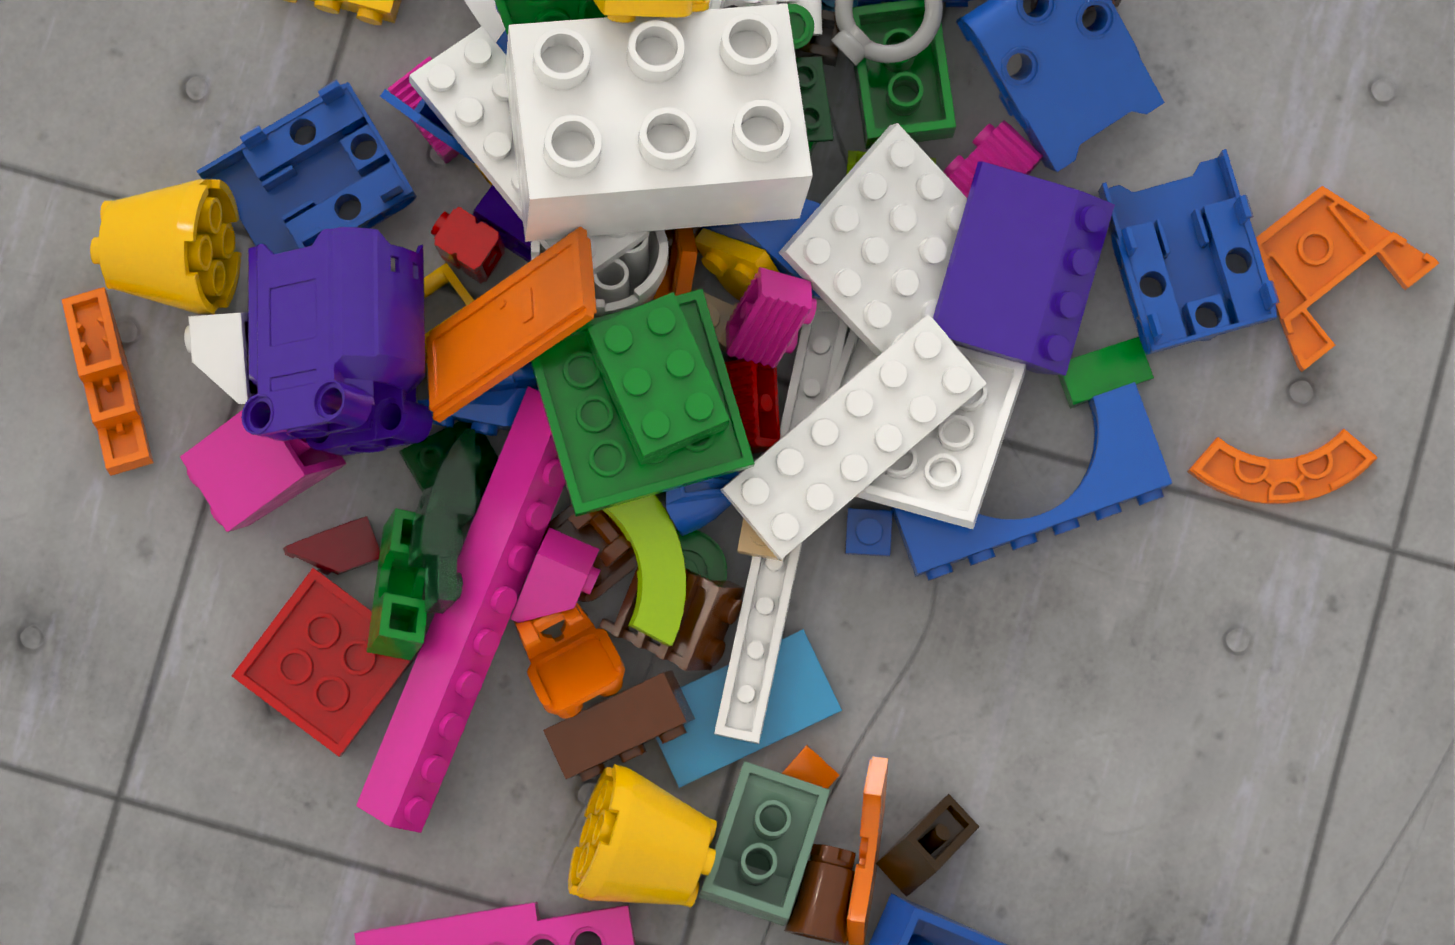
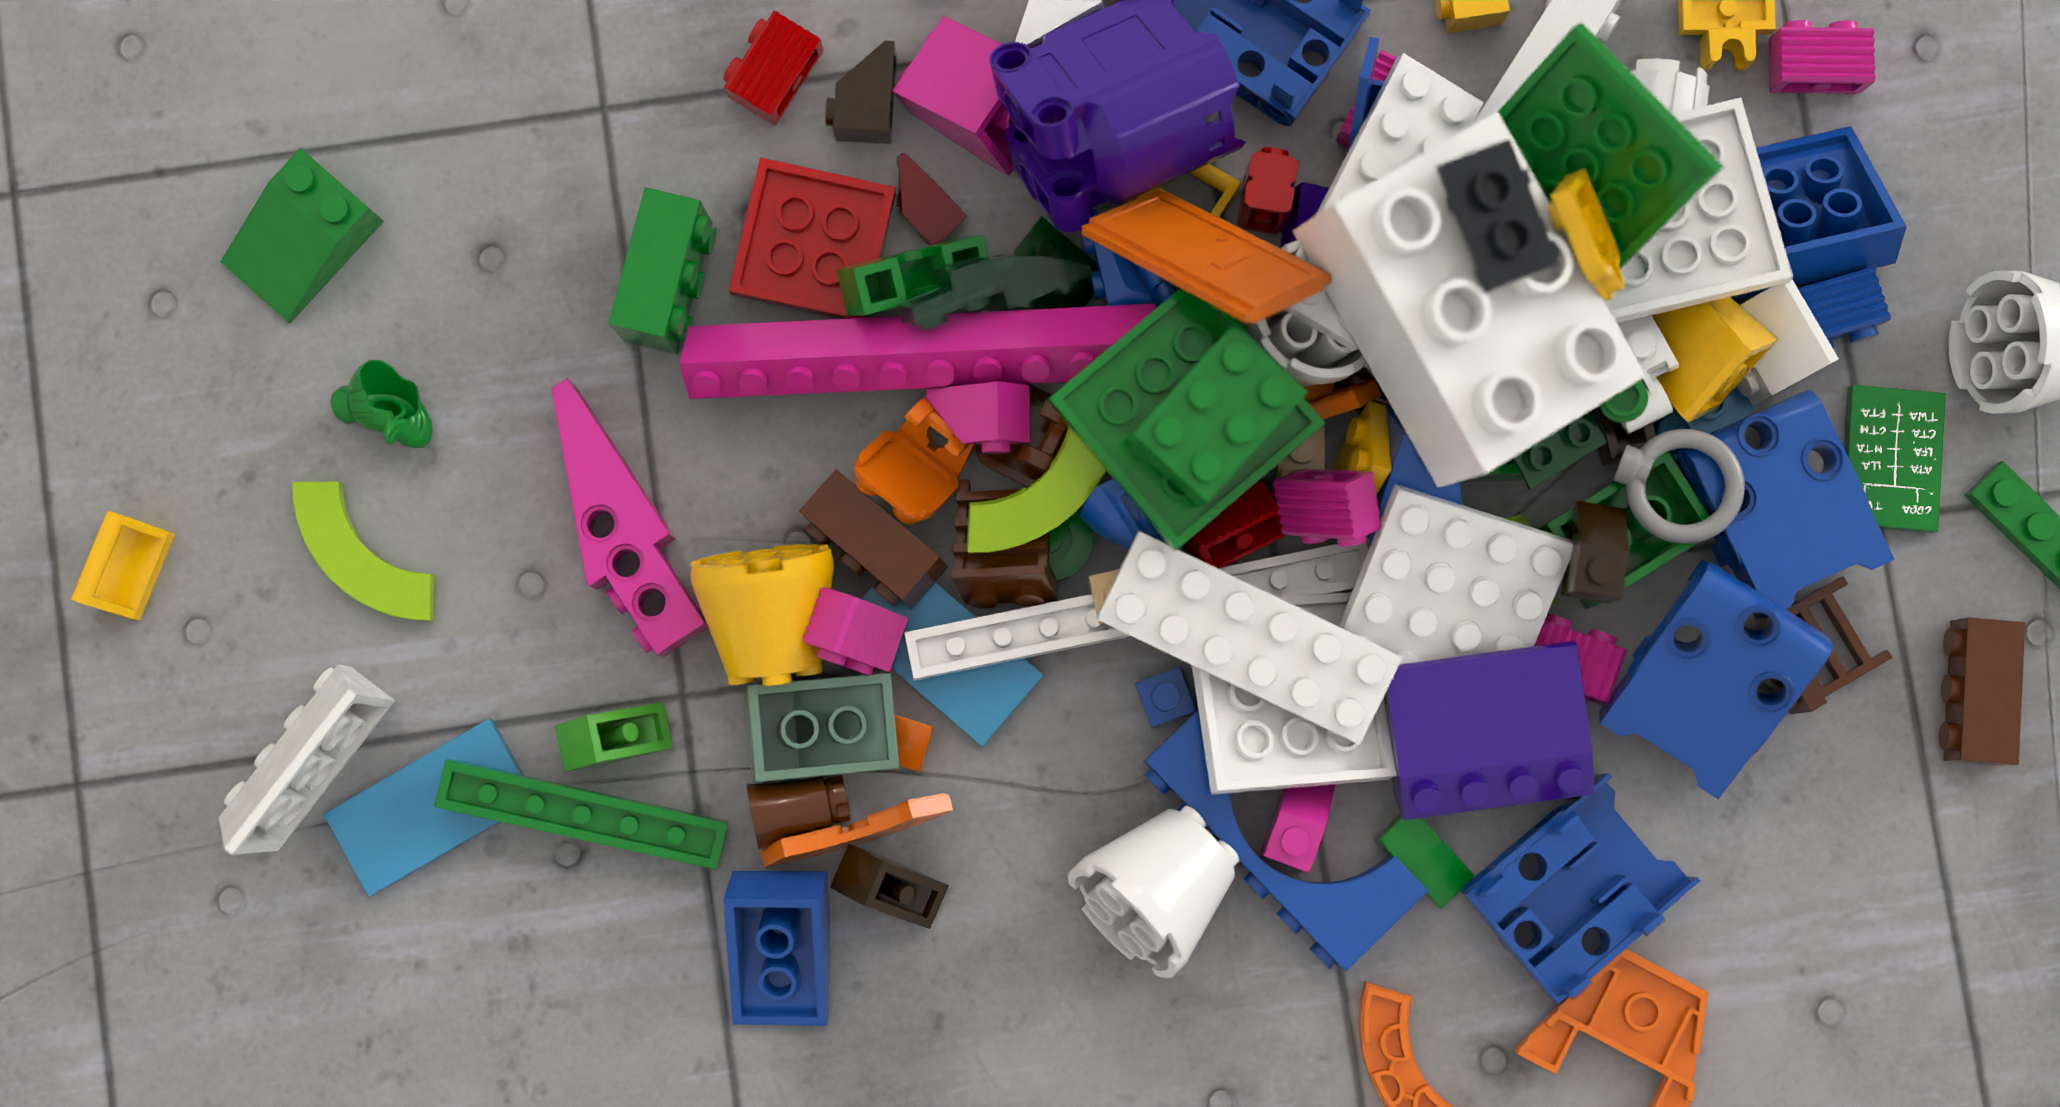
camera: 65 degrees right, 0 degrees up
(153, 629) = (772, 67): none -> red brick
(221, 559) = (865, 99): none -> dark brown slope
(297, 806) = (662, 271): none -> green brick
(601, 67) = (1497, 215): none -> black piece
(696, 775) = (855, 631): none -> dark pink brick
(913, 107) = (1598, 553): none -> dark brown slope
(1031, 468) = (1298, 826): none -> dark pink slope
(1031, 612) = (1156, 887): none -> white cone

